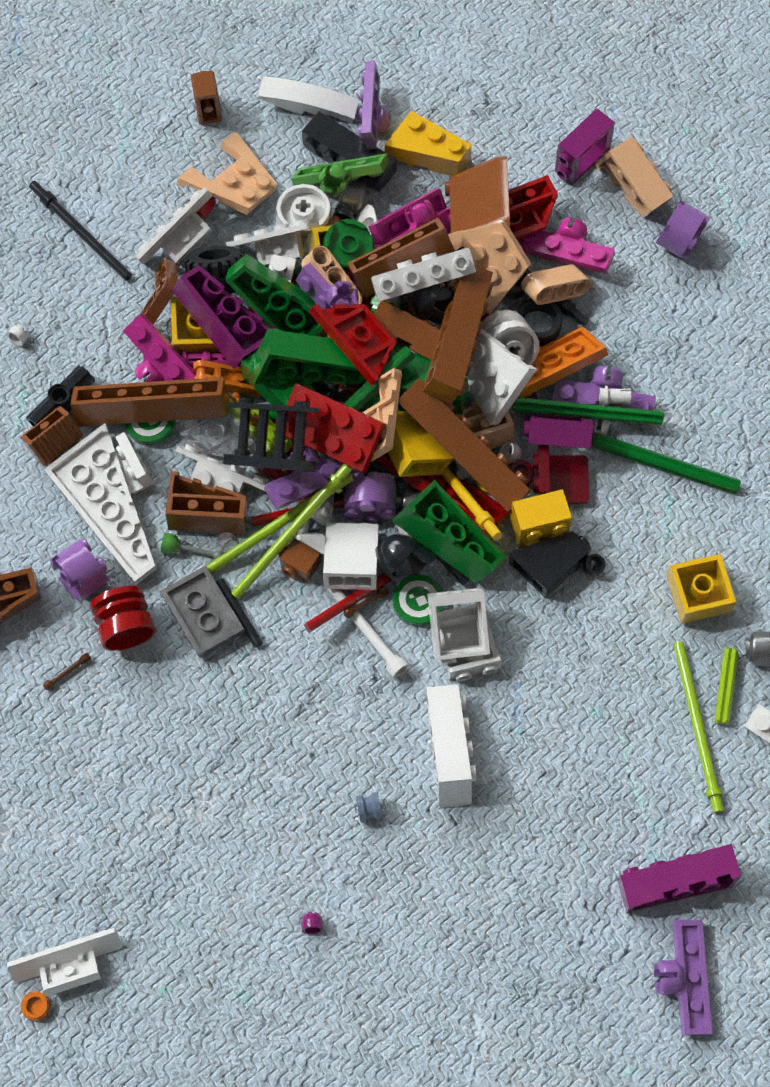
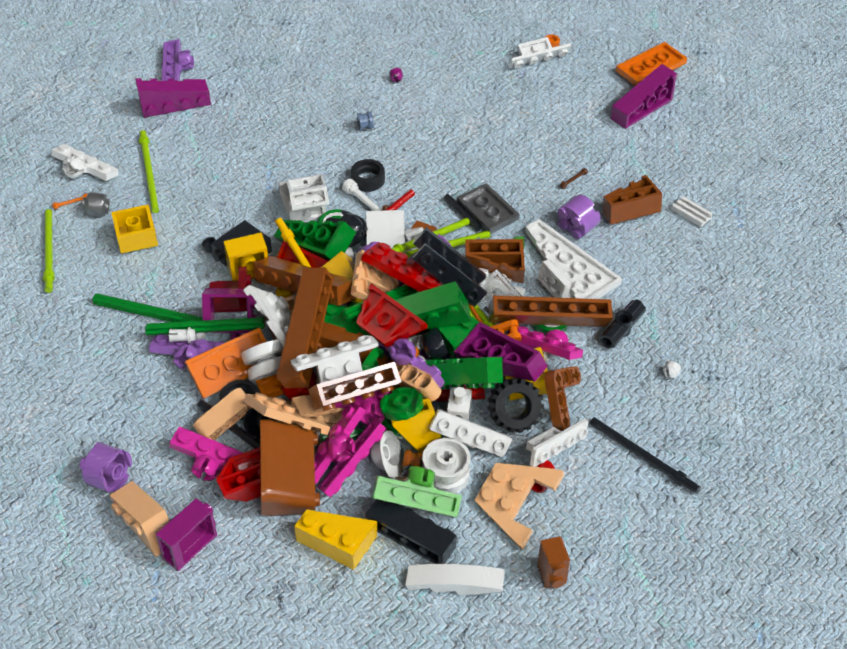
camera: 175 degrees right, 20 degrees down
(52, 436) = (624, 292): dark orange brick -> none
(122, 618) = (541, 191): red wheel -> none
(372, 114) = (387, 561): medium lavender plate -> none
(375, 668) = (368, 165): none -> black tyre
(449, 745) = (314, 143): white wedge -> none
(726, 686) = (126, 189): lime axle -> none

